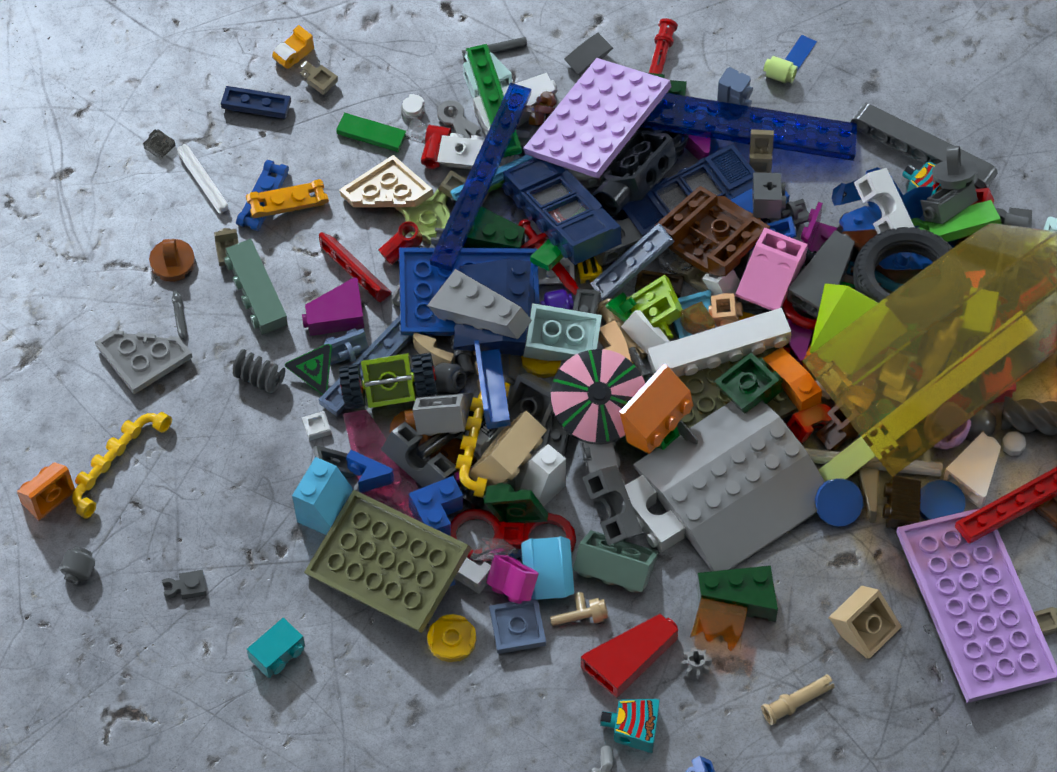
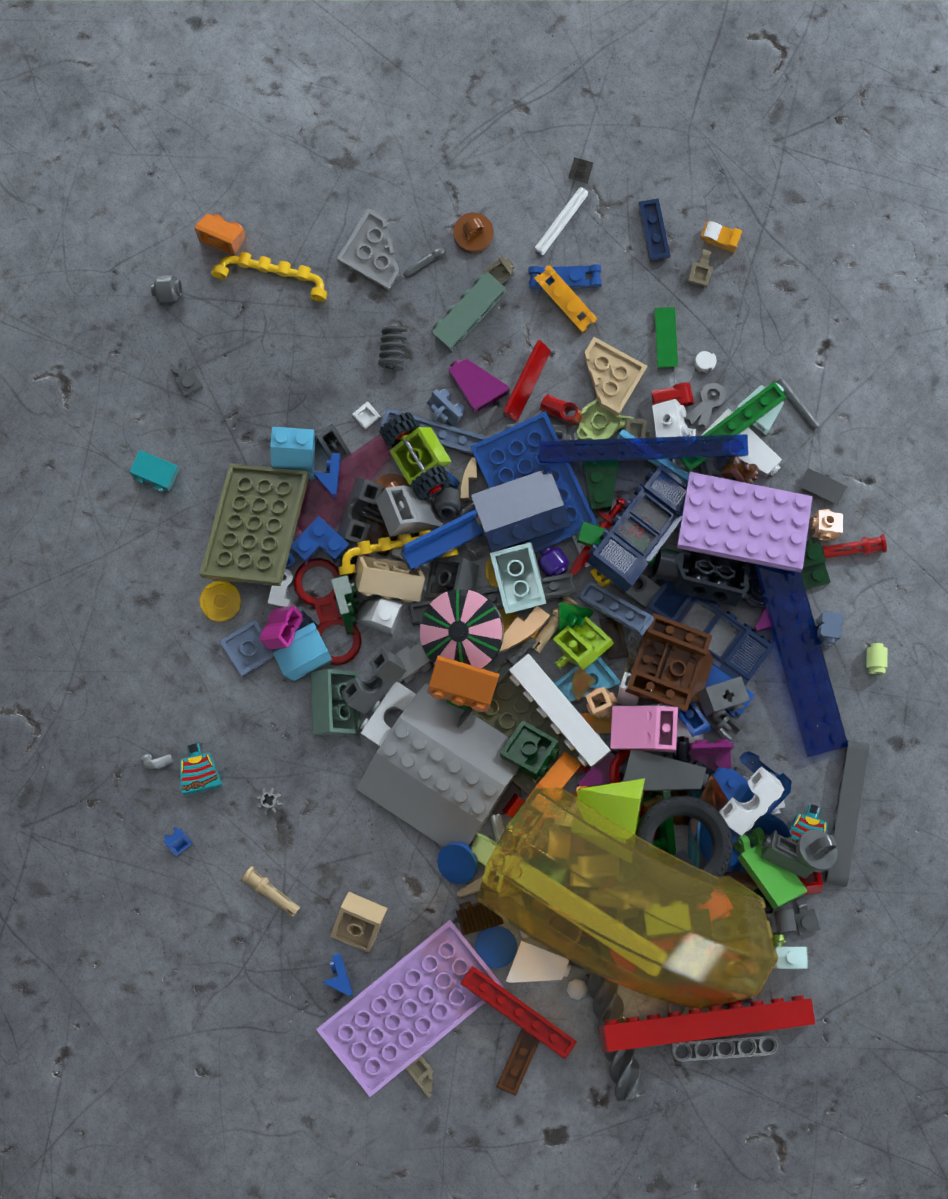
camera: 65 degrees right, 20 degrees up
(313, 367) = (413, 390): black piece -> none
(476, 305) = (506, 498): light grey wedge -> none
(489, 547) = (299, 602): clear slope -> none
(597, 611) = (286, 704): tan piece -> none
(630, 57) = (826, 525): none -> light nougat brick
(630, 654) = (254, 745): red slope -> none
(643, 332) = (548, 653): white slope -> none
(719, 619) = (312, 804): clear orange piece -> none
(741, 587) = (344, 812): dark green wedge -> none
(761, 150) = (776, 674): dark tan slope -> none
(800, 50) = (908, 668): blue sticker -> none
(922, 658) = (341, 982): none -> blue slope

